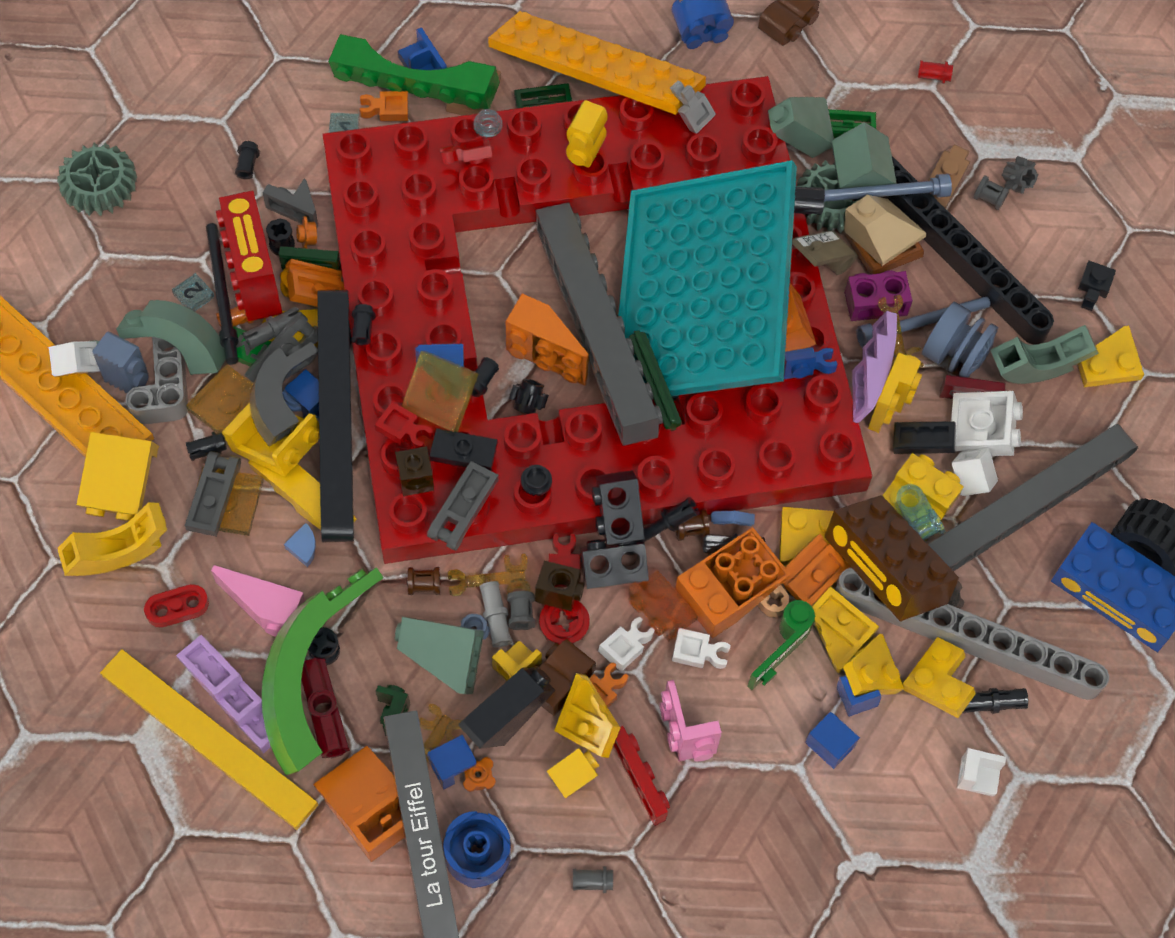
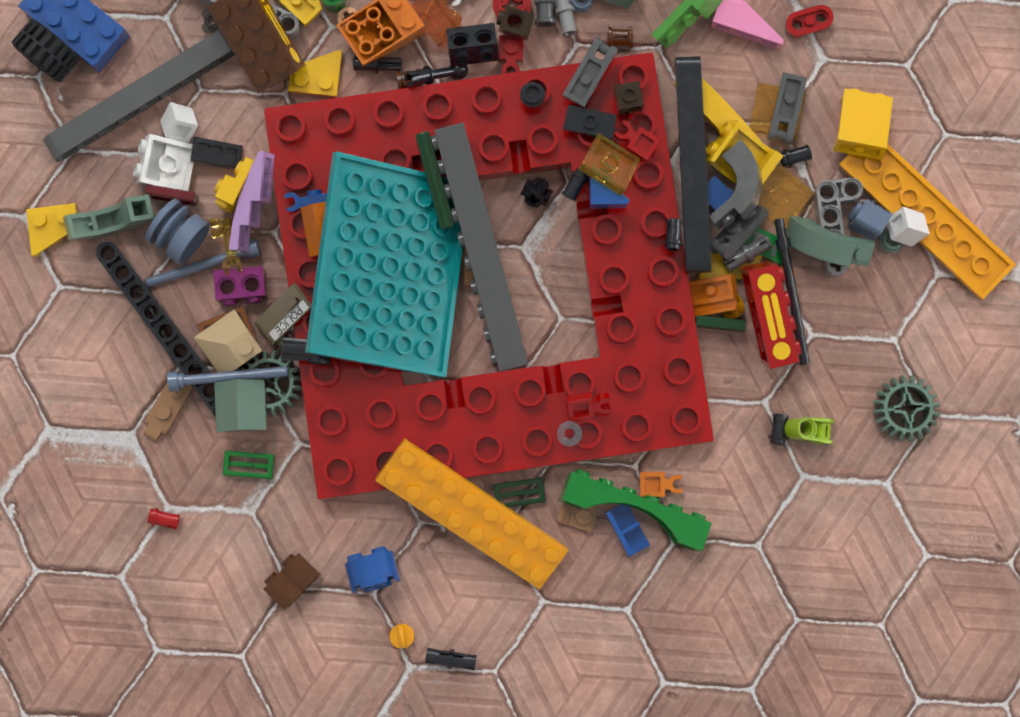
camera: 175 degrees left, 20 degrees up
(116, 548) = (862, 67): yellow arch -> none
(193, 292) = (816, 299): clear light blue tile -> none
(210, 155) = (813, 429): none -> lime piece
(280, 234) = (752, 346): black bush -> none
(290, 205) = (729, 377): dark grey slope -> none
(302, 545) = (715, 71): medium blue tile -> none
(306, 233) = (723, 352): orange plate -> none
(343, 122) = (695, 465): clear light blue tile -> none
(513, 577) = (550, 43): clear yellow bar -> none
(541, 337) = (526, 241): orange slope -> none
(586, 134) = (484, 407): yellow brick -> none
(624, 506) = (468, 71): black brick -> none
(695, 109) = (388, 442): light grey plate -> none
(732, 517) = (375, 84): medium blue tile -> none
(803, 124) = (290, 452): sand green slope -> none
(814, 570) = (317, 38): orange plate -> none
(921, 514) = (229, 73): clear light blue piece -> none
(938, 487) = (225, 104): yellow plate -> none
(991, 192) = (129, 387): dark grey bush -> none
(1020, 174) = (102, 402): dark grey gear -> none
(1096, 282) = (50, 300): black plate -> none

